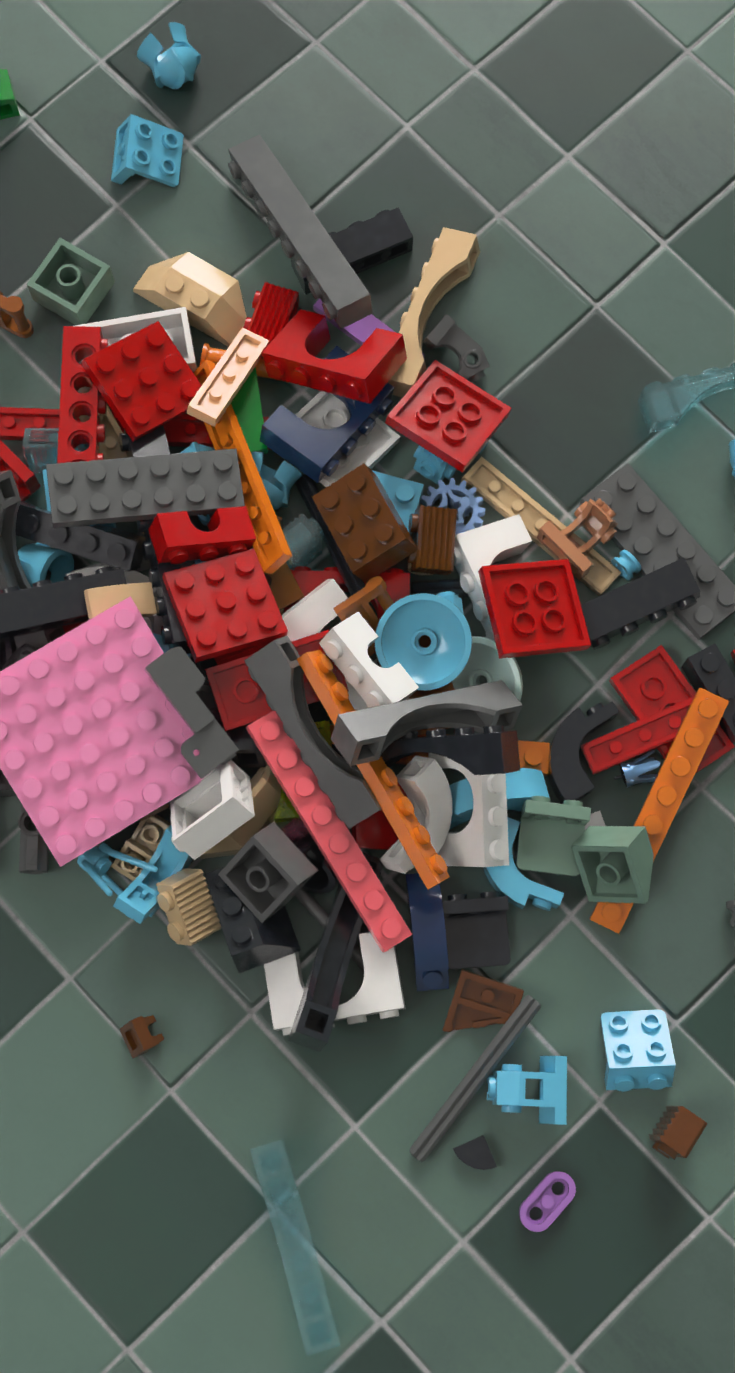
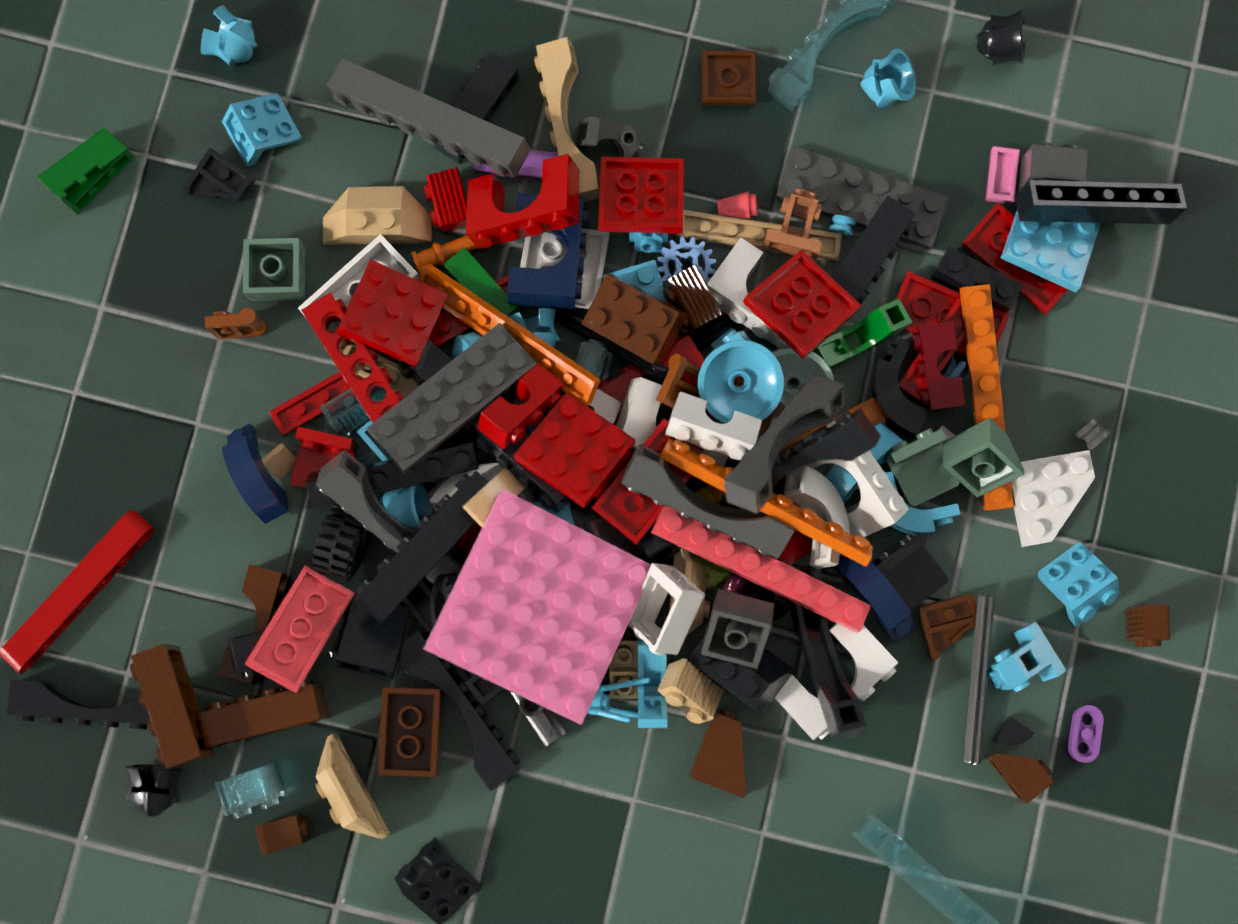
camera: 30 degrees left, 5 degrees up
(78, 176) = (218, 178): none -> black wing
(138, 1036) = (715, 809): reddish brown tile -> none
(178, 988) = (721, 755): none -> reddish brown slope
(179, 681) = (583, 530): dark grey piece -> none
(227, 377) = (452, 269): light nougat plate -> none
(457, 1199) = (1022, 775): none -> reddish brown slope
(539, 486) = (740, 206): none -> coral cone
(577, 679) = (864, 335): none -> green arch
(607, 364) = (728, 77): none -> reddish brown plate
(639, 722) = (939, 390): none -> dark red arch
(662, 942) = (1049, 494): none -> white plate

